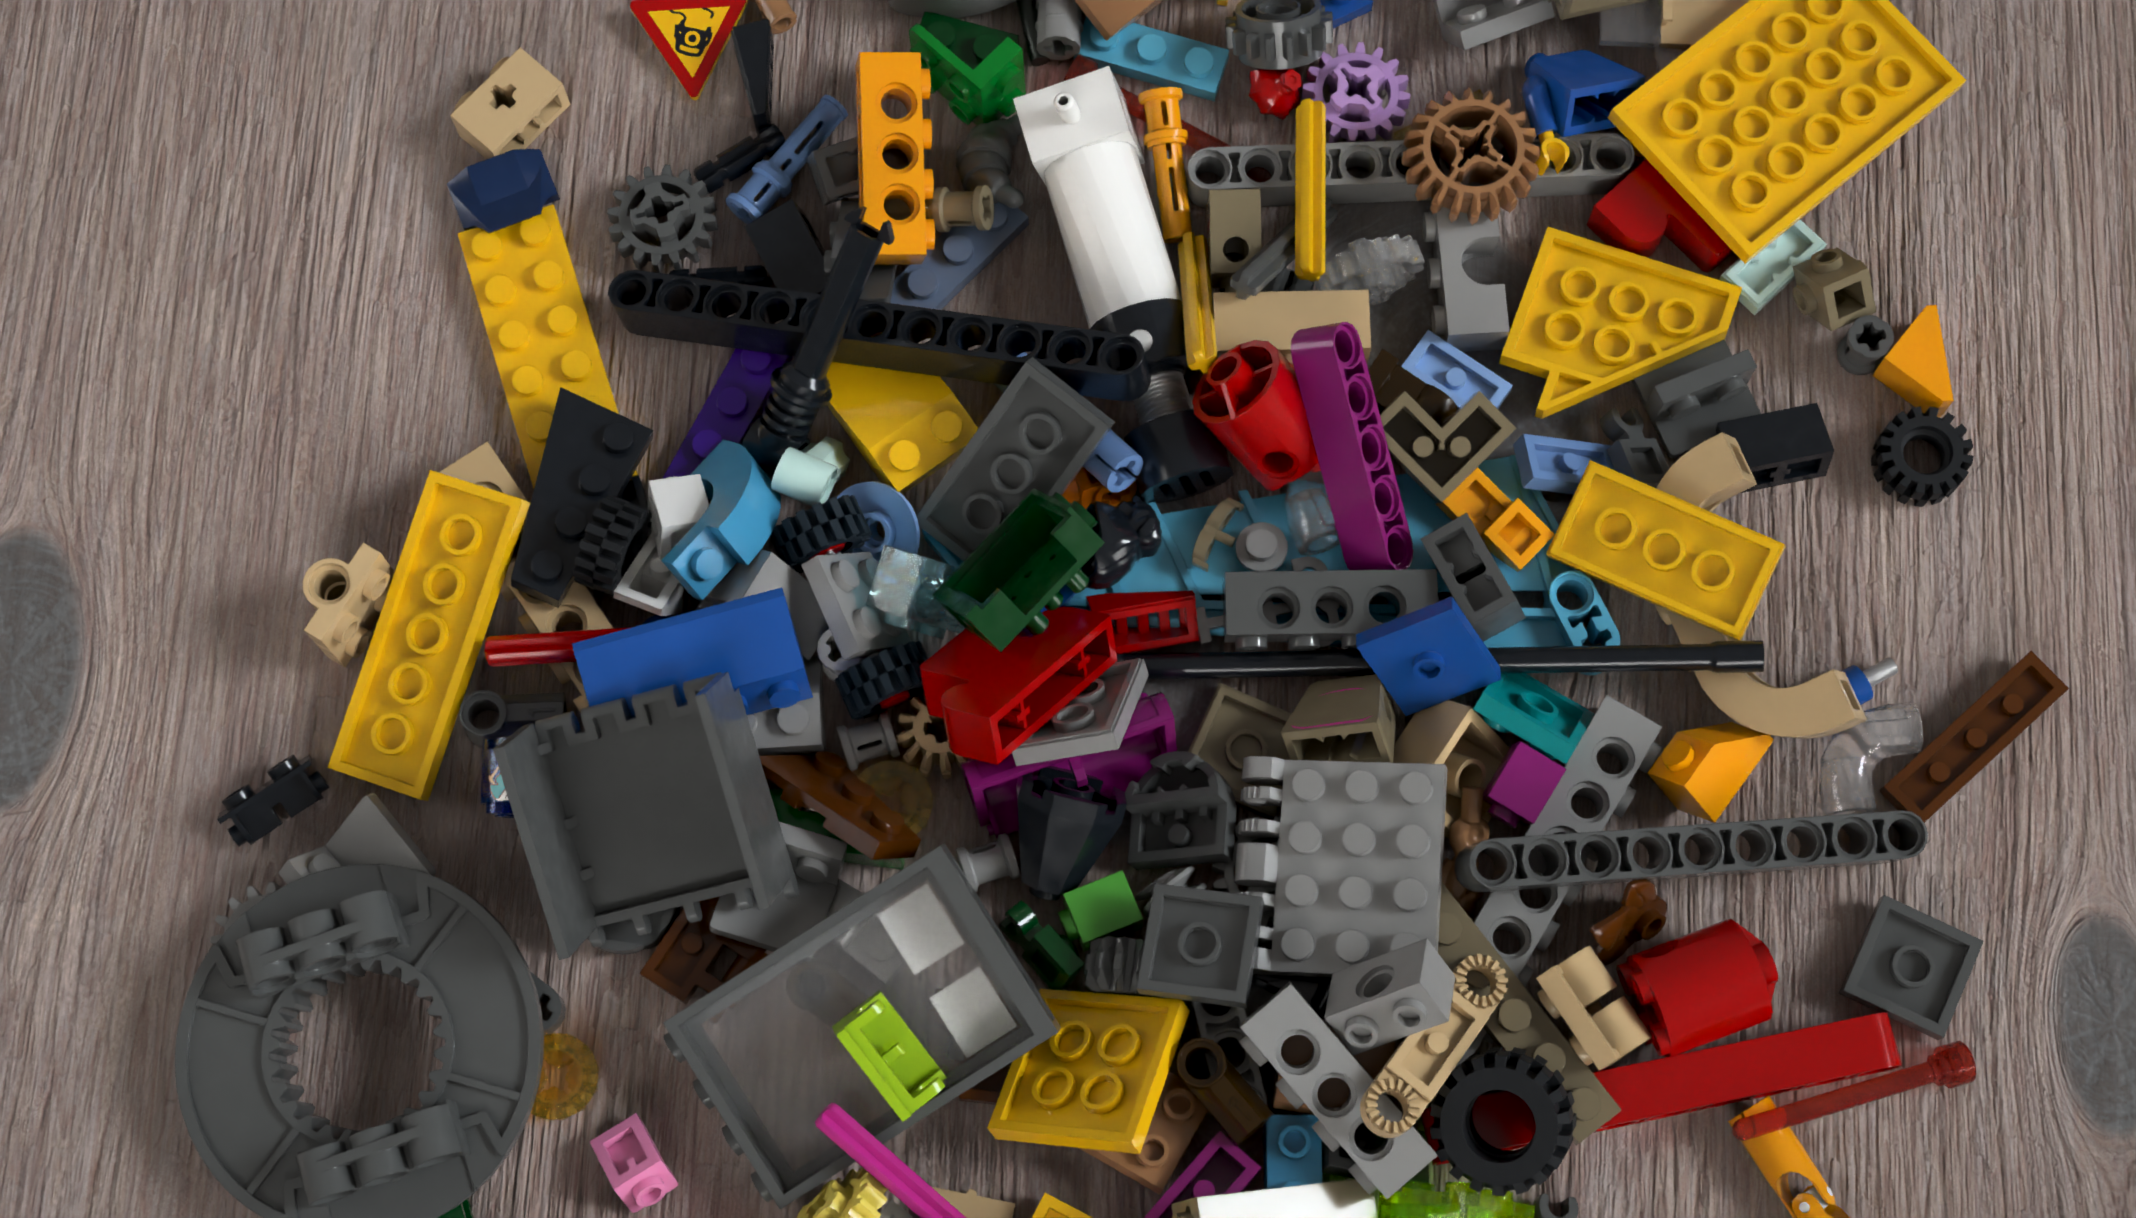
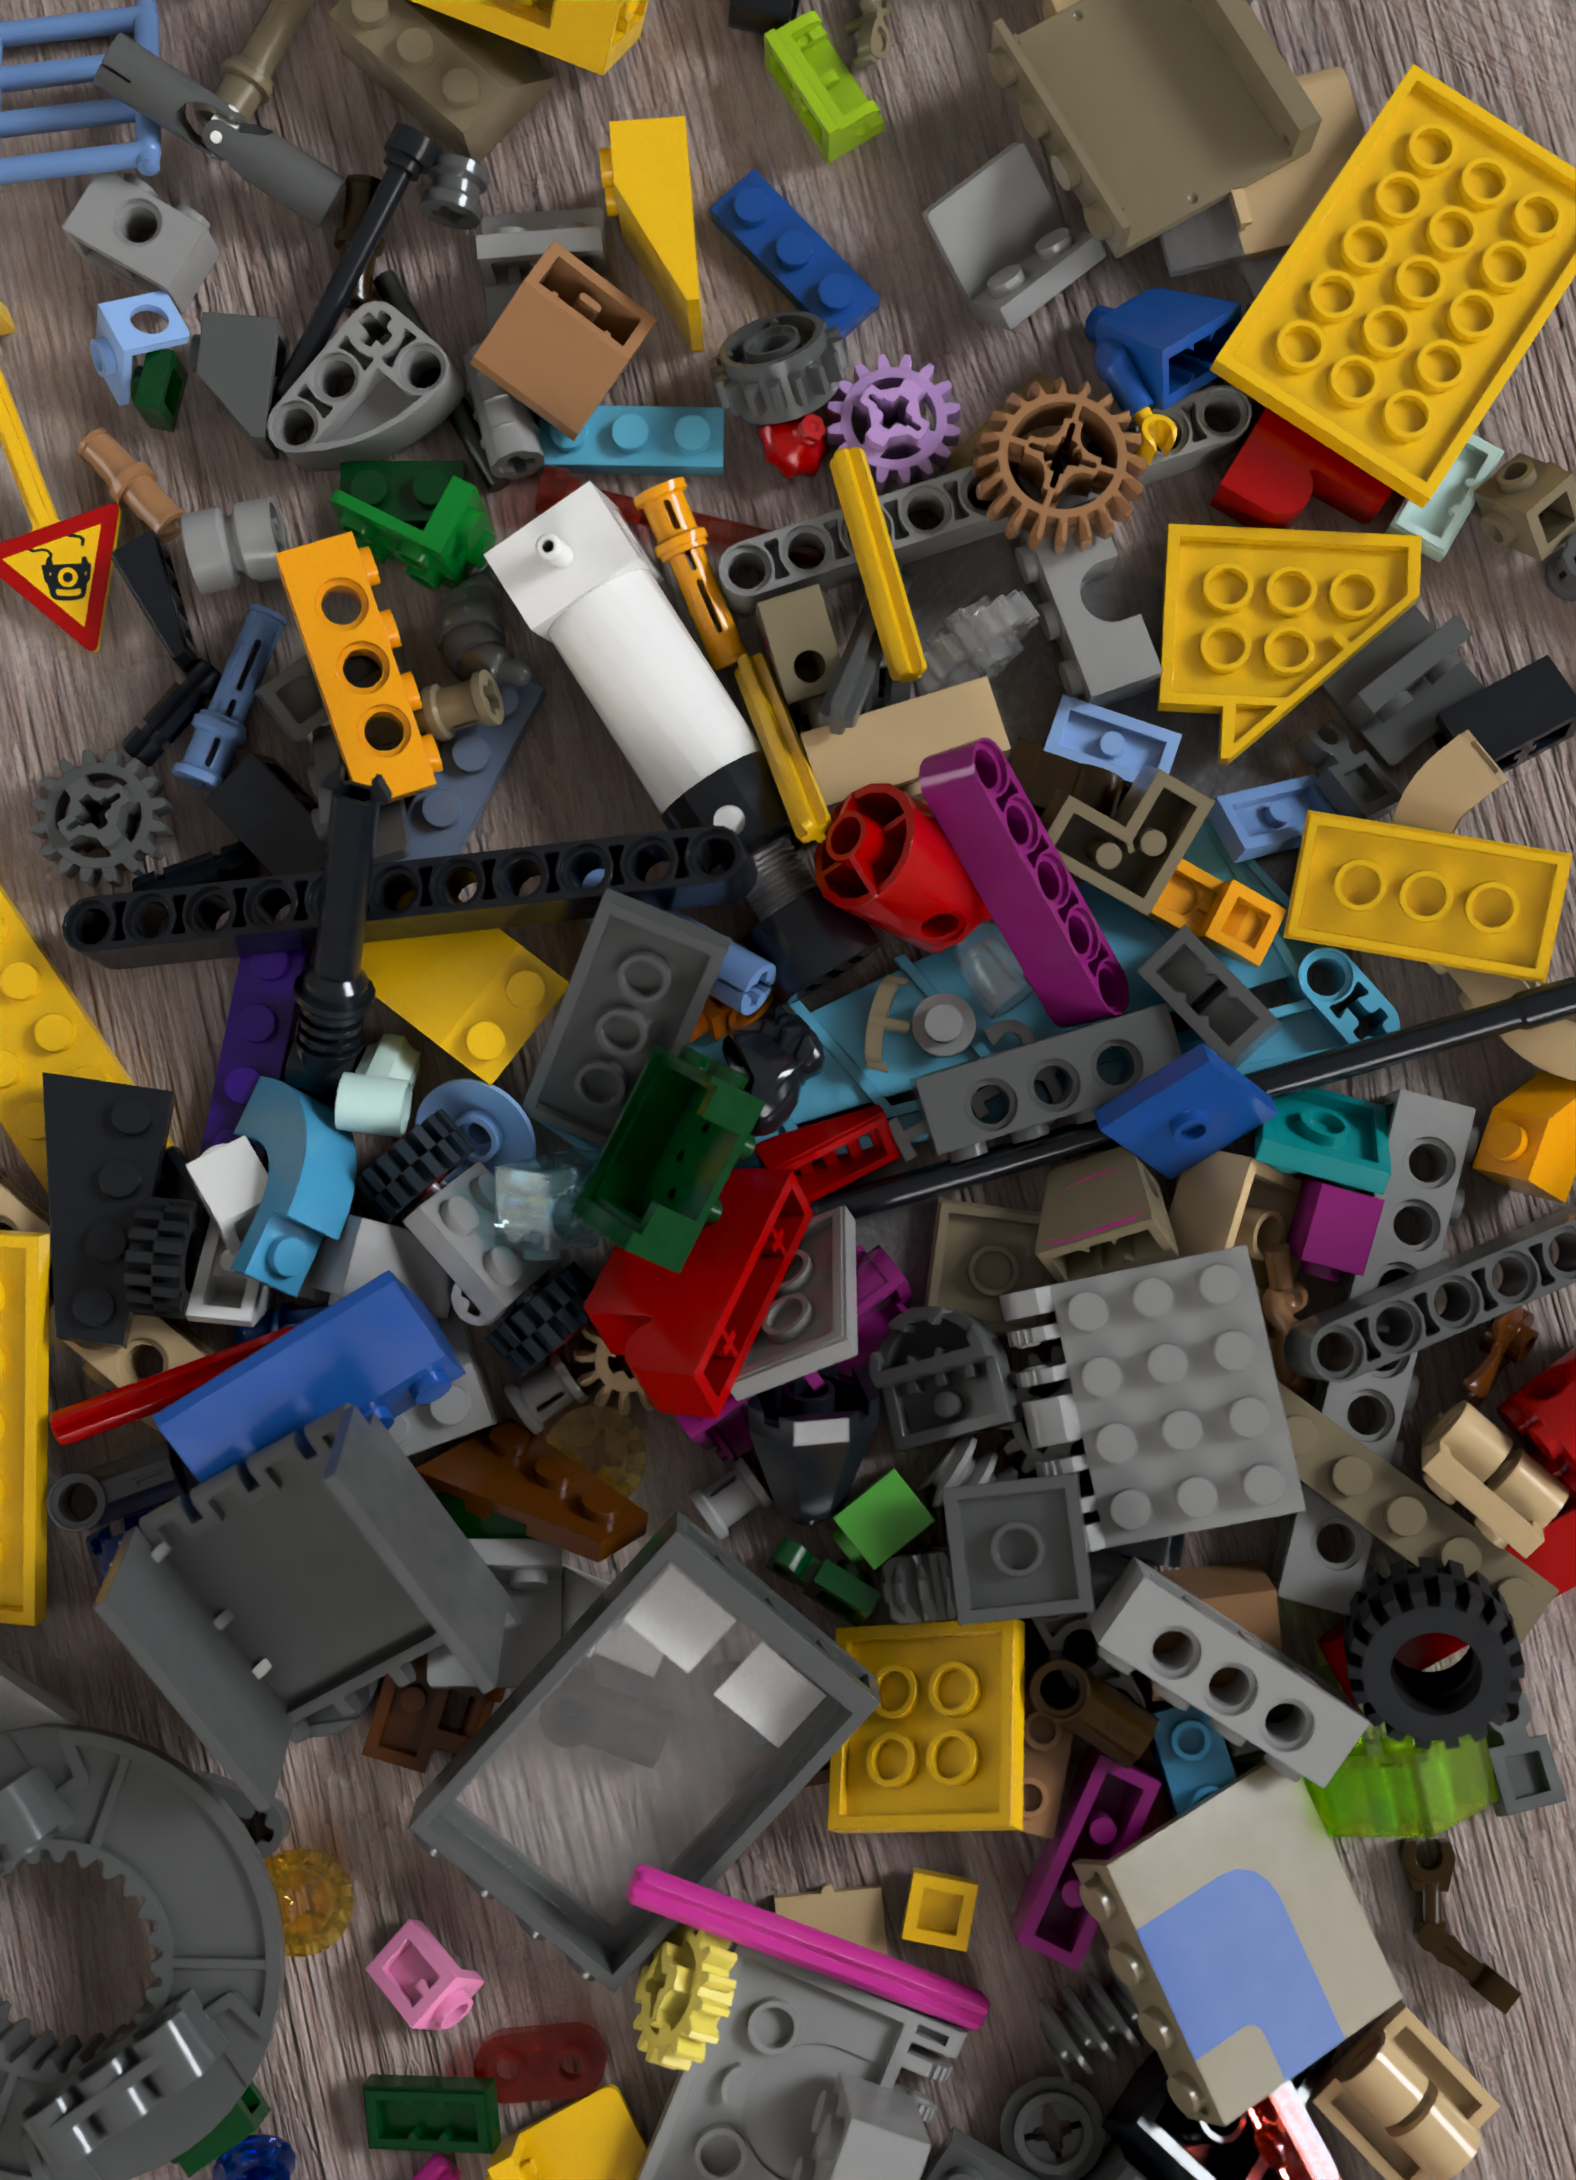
camera: 15 degrees left, 10 degrees up
(825, 48) = (233, 545): none -> light grey wheel
(890, 1055) = (689, 1788): lime hinge -> none
(1390, 997) = (1264, 1554): light grey brick -> none
(1428, 1057) = (1330, 1595): tan plate -> none

